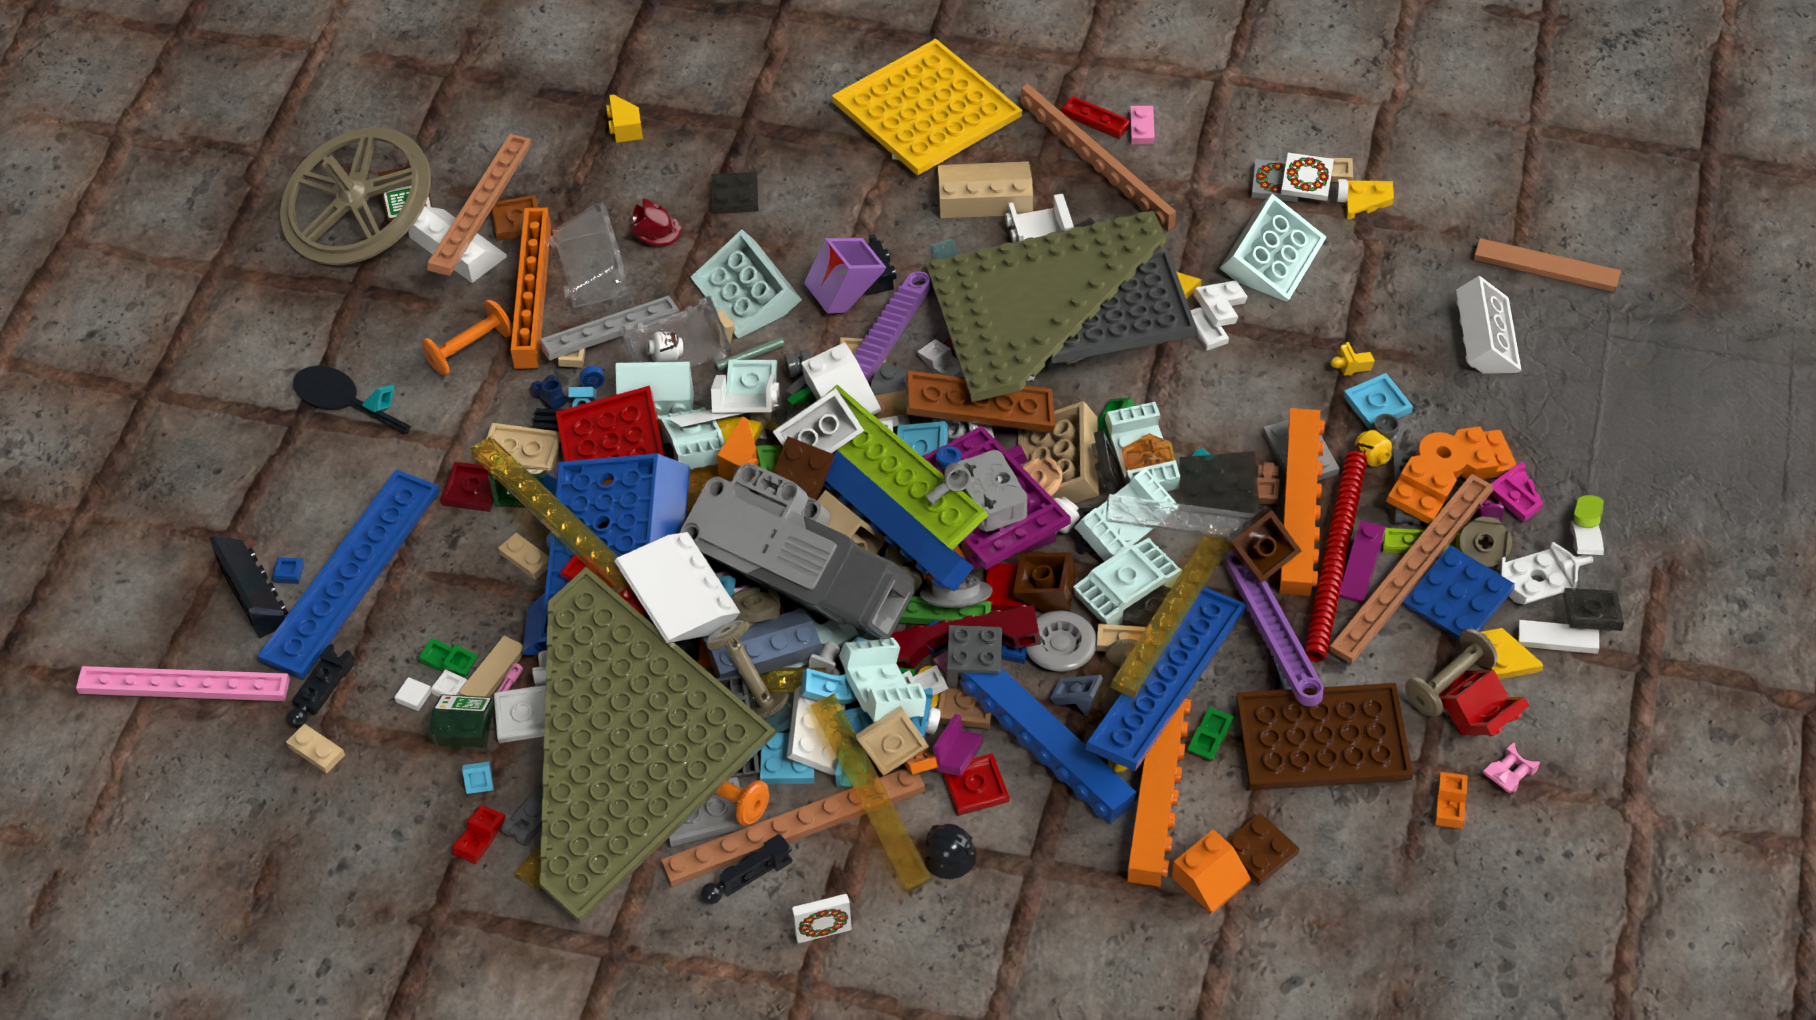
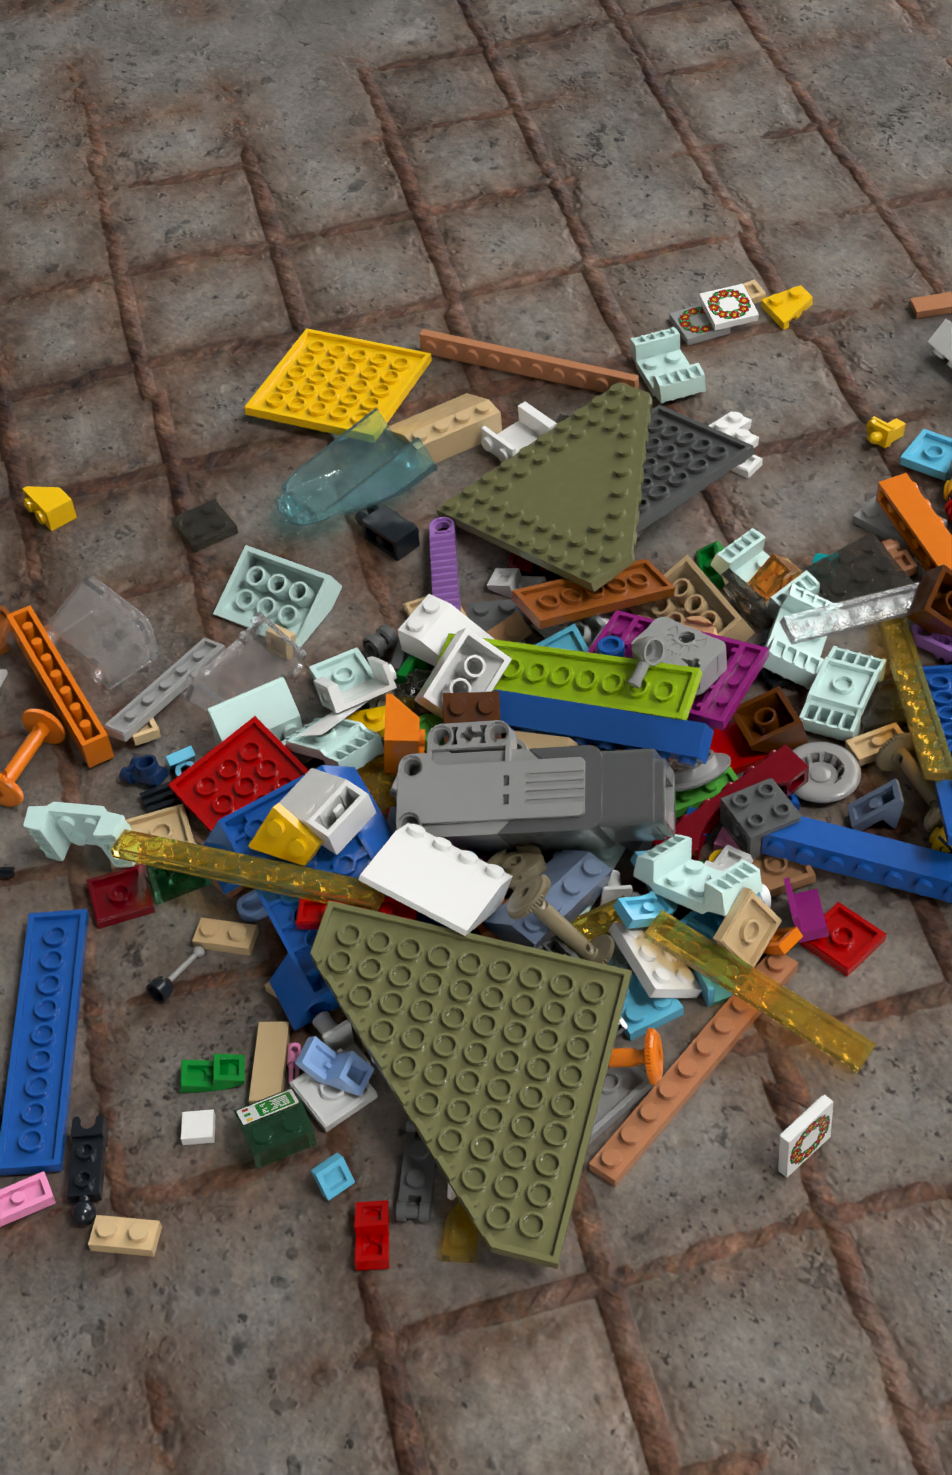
camera: 25 degrees left, 5 degrees down
(448, 684) = (230, 1099): white tile -> none
(454, 574) = (161, 987): none -> black hinge
(457, 411) = (66, 823): none -> light aqua plate
(526, 695) = (341, 1070): none -> light blue slope
(591, 501) = (286, 837): none -> yellow wing
(592, 377) = (178, 739): tile -> none
(633, 493) = (329, 807): none -> white slope
(654, 224) = (150, 584): dark red helmet -> none
(665, 347) = (236, 680): white head -> none
(751, 353) = (324, 654): sand green bar -> none
(756, 864) = (702, 1103): black plate -> none
(843, 273) = (370, 545): medium lavender slope -> none
(876, 200) = (354, 473): none -> clear light blue windscreen
(945, 249) = (444, 492): clear light blue tile -> none
(949, 851) = (873, 1009): black helmet -> none
(1096, 117) = (503, 335): red tile -> none
(1142, 125) = (546, 326): bright pink plate -> none
(1212, 211) = (665, 366): none -> light aqua plate
(1273, 250) = (743, 374): light aqua slope -> none
(1342, 190) = (764, 307): white tile -> none

